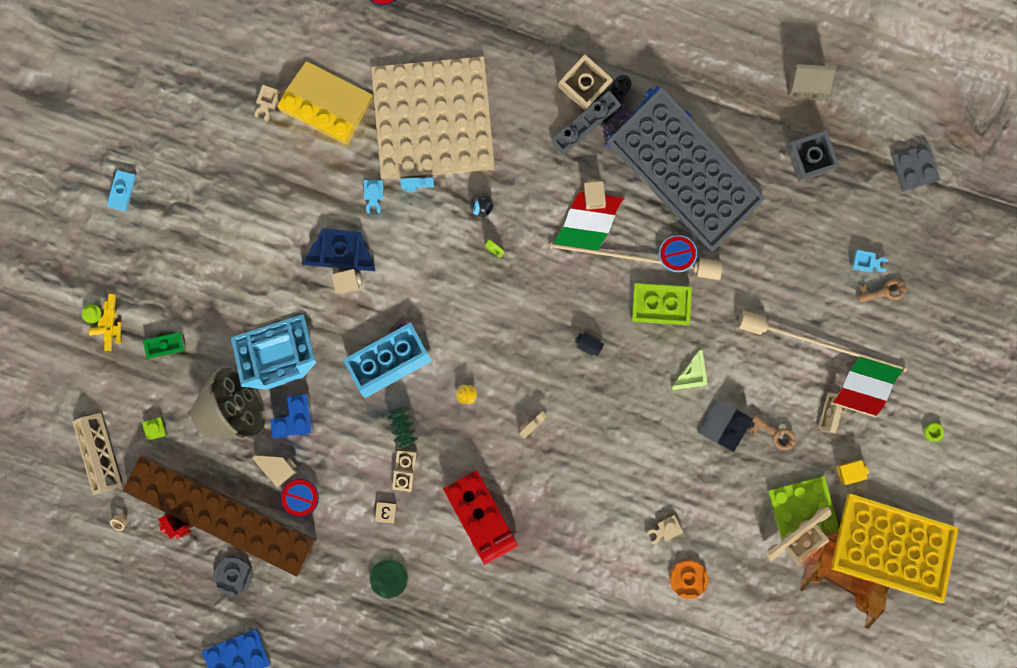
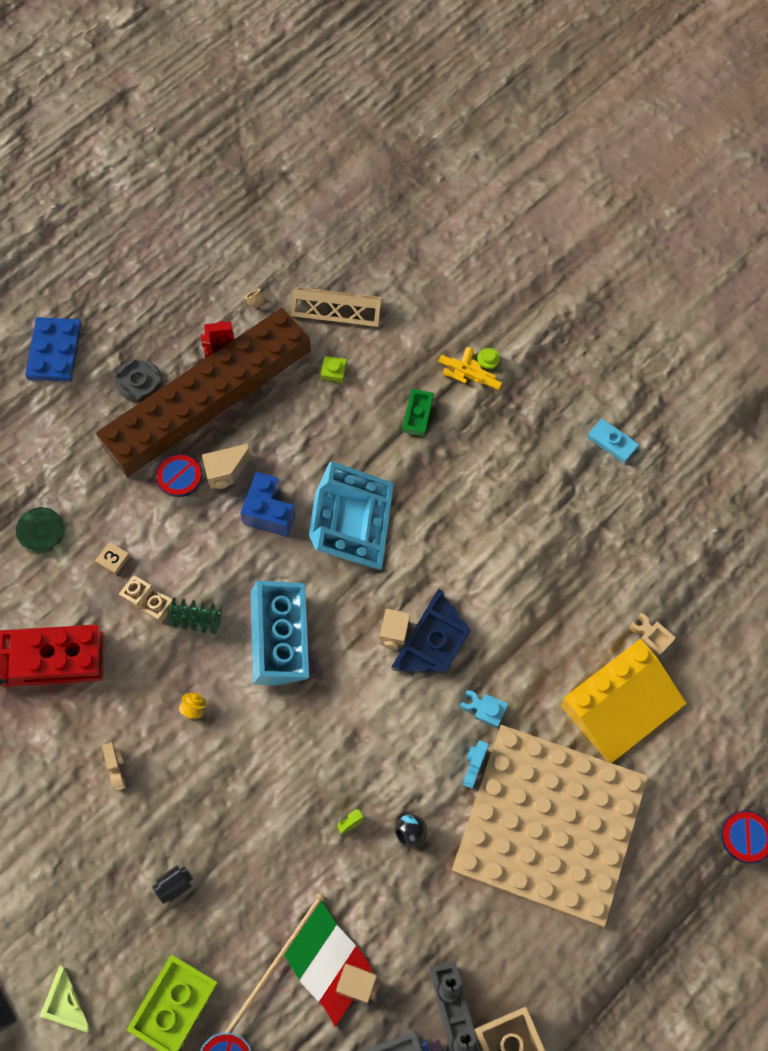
camera: 115 degrees right, 20 degrees down
(227, 408) = (309, 439): dark tan cone -> none

